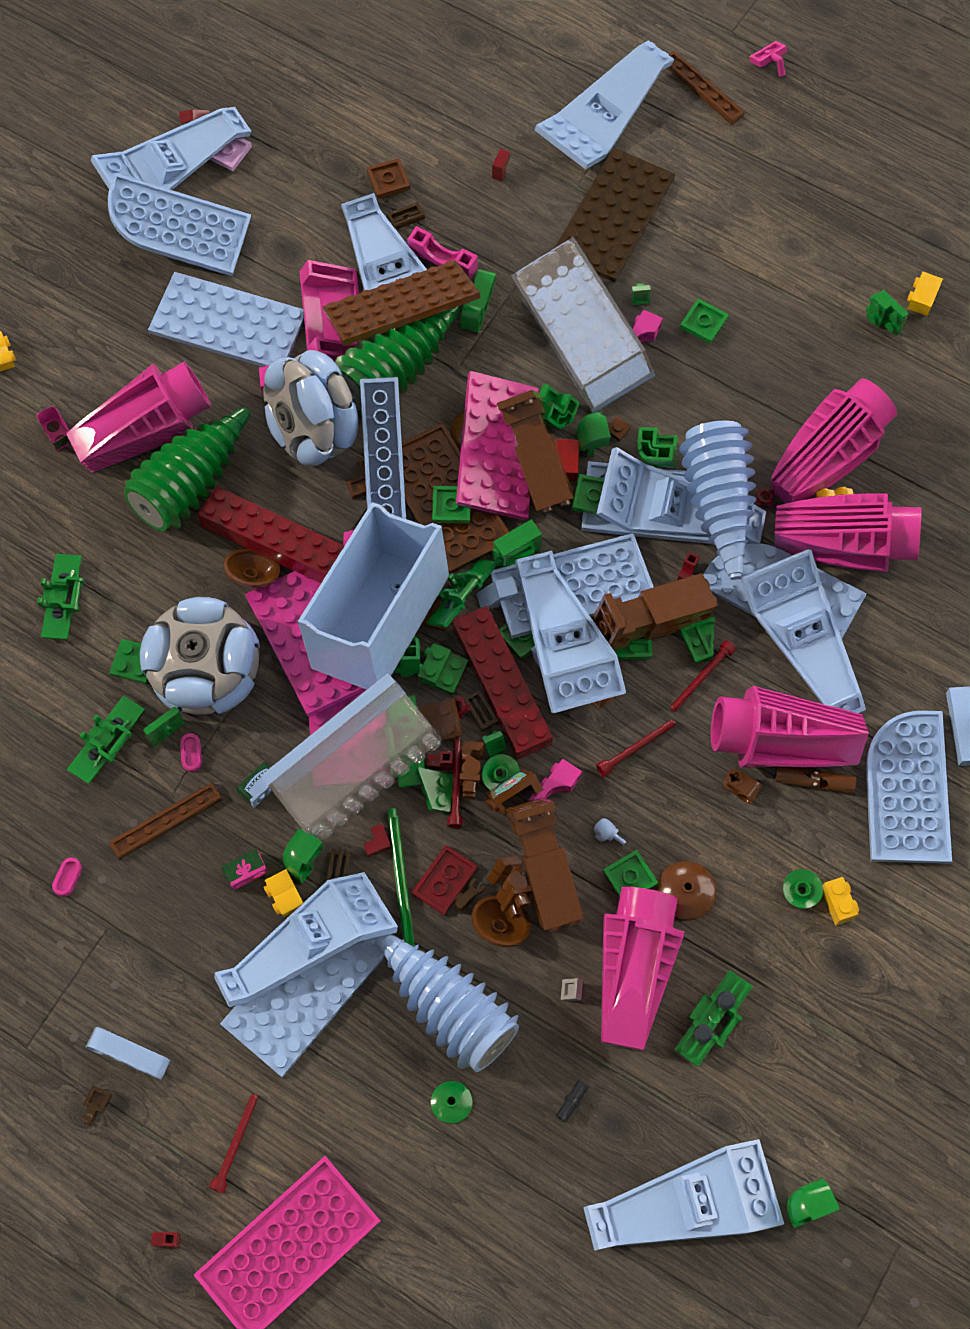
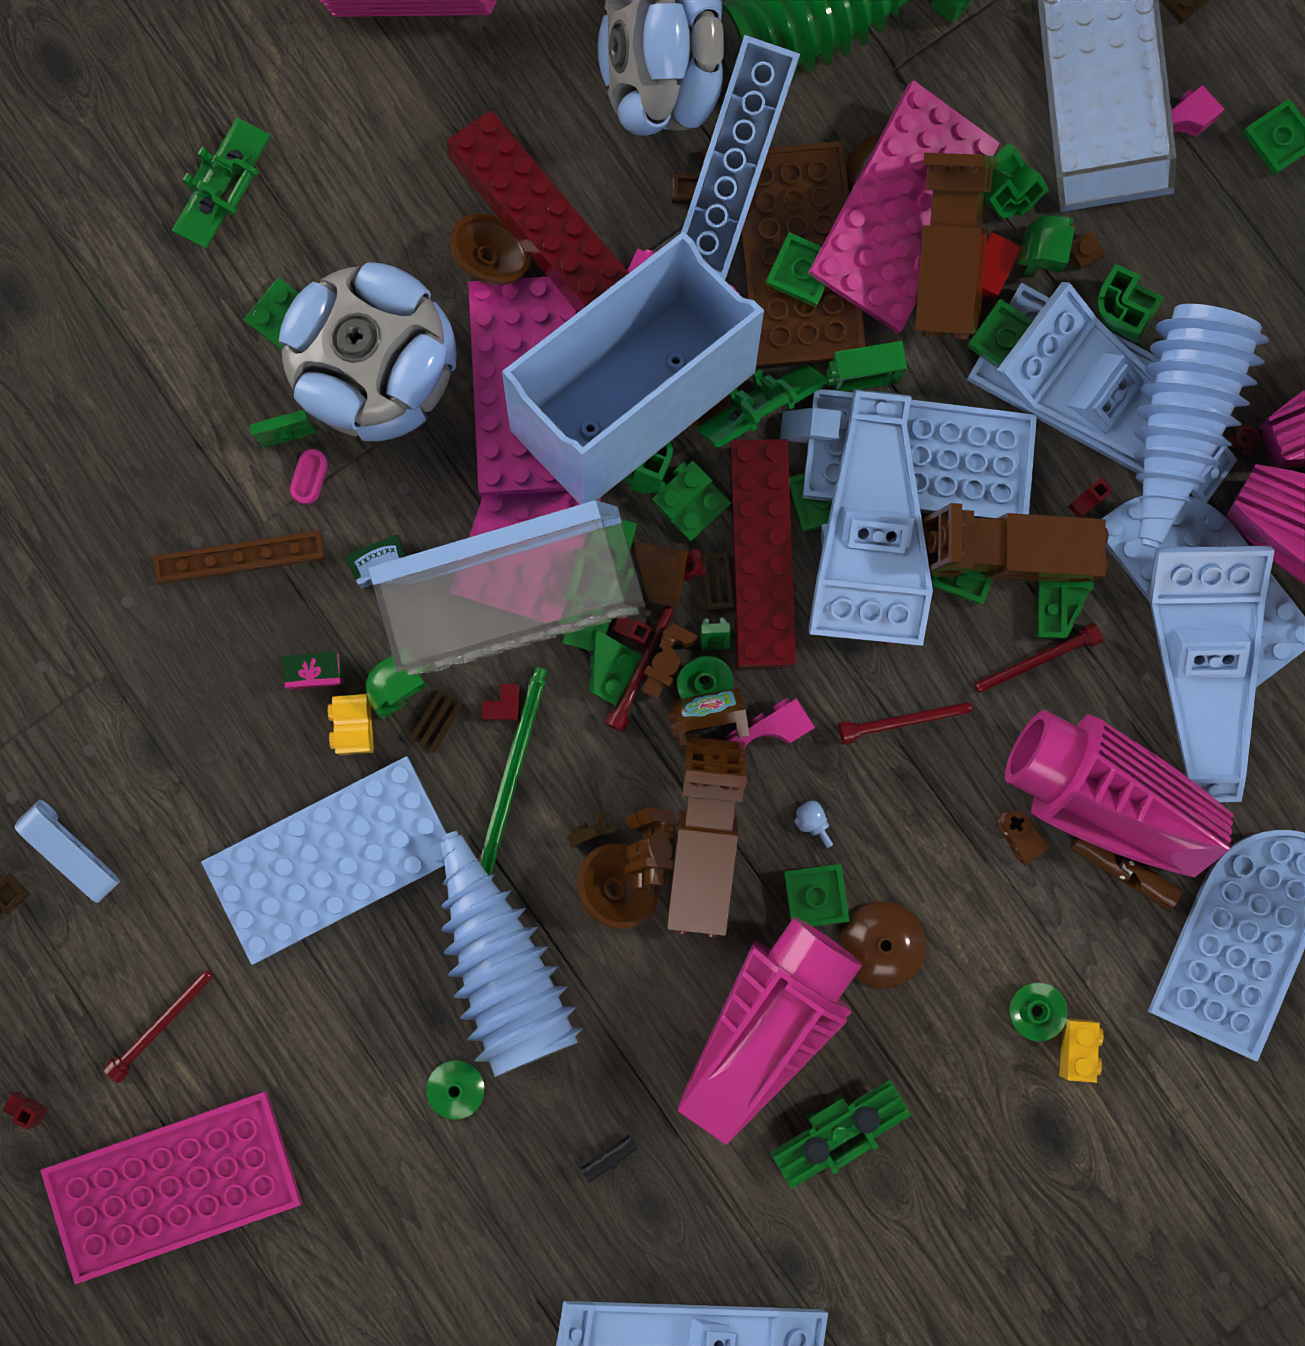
camera: 20 degrees right, 15 degrees up
(67, 877) = (82, 580): dark pink tile -> none
(93, 754) = (199, 404): green piece -> none
(182, 471) = (454, 67): green cone -> none
(324, 925) = (413, 795): light blue wing -> none
(444, 880) = (570, 794): dark red tile -> none
(571, 989) = (672, 1014): light grey plate -> none
(641, 294) = (1209, 58): green tile -> none

